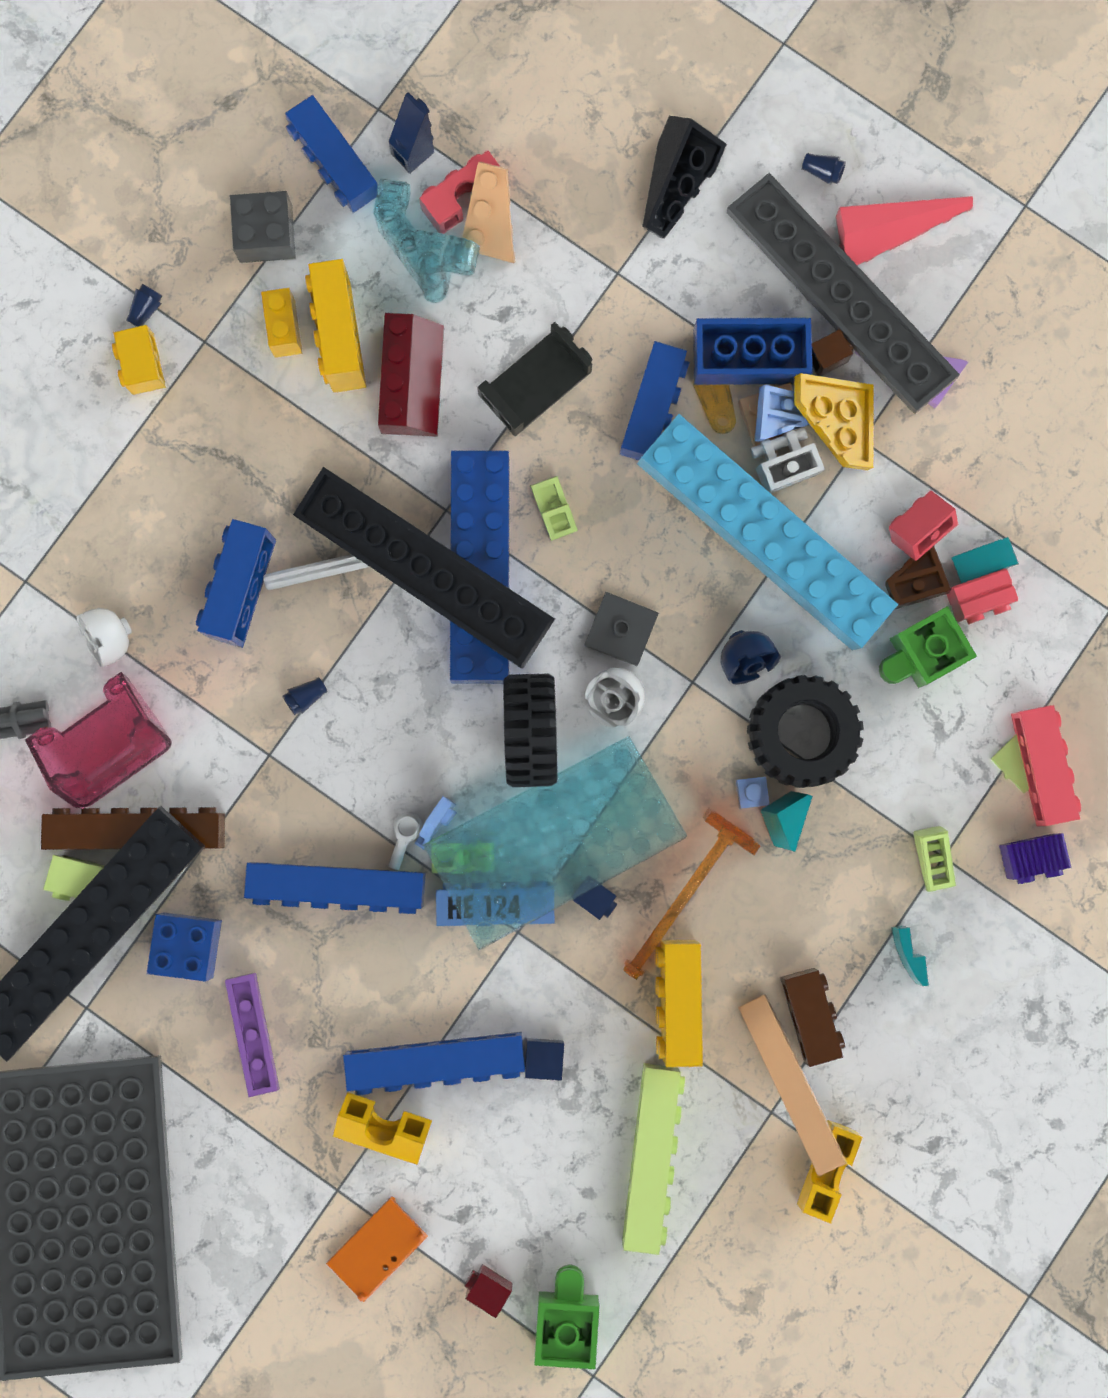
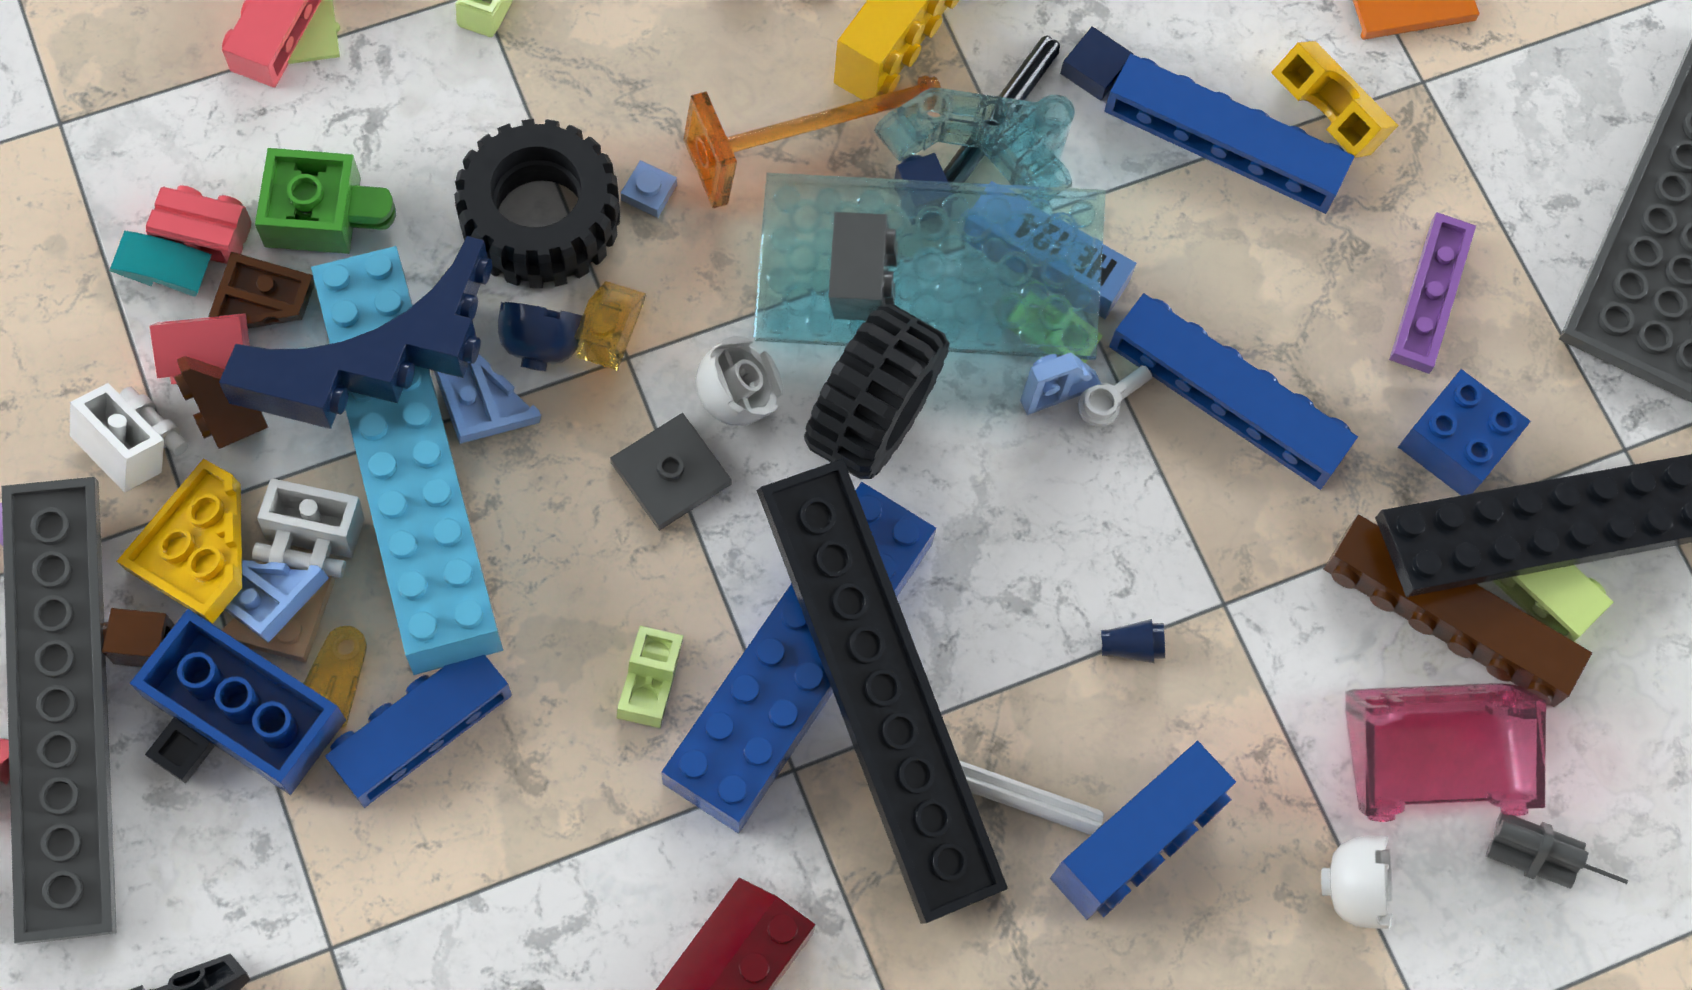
camera: 150 degrees left, 15 degrees down
(537, 380) = (551, 865): pearl dark grey panel -> none
(553, 957) = (1022, 146): none -> clear light blue connector
(581, 987) = (1017, 88): none -> black axle
(588, 800) = (860, 264): none -> dark grey brick
(715, 692) = (608, 324): none -> clear yellow slope
(753, 600) = (483, 403): none -> light blue wing
(764, 308) = (179, 750): none -> black plate
(786, 819) = (631, 130): teal slope -> none
(798, 596) = (316, 380): none -> dark blue arch
(887, 500) = (216, 416): none -> reddish brown slope
(924, 445) = (123, 434): none -> white brick

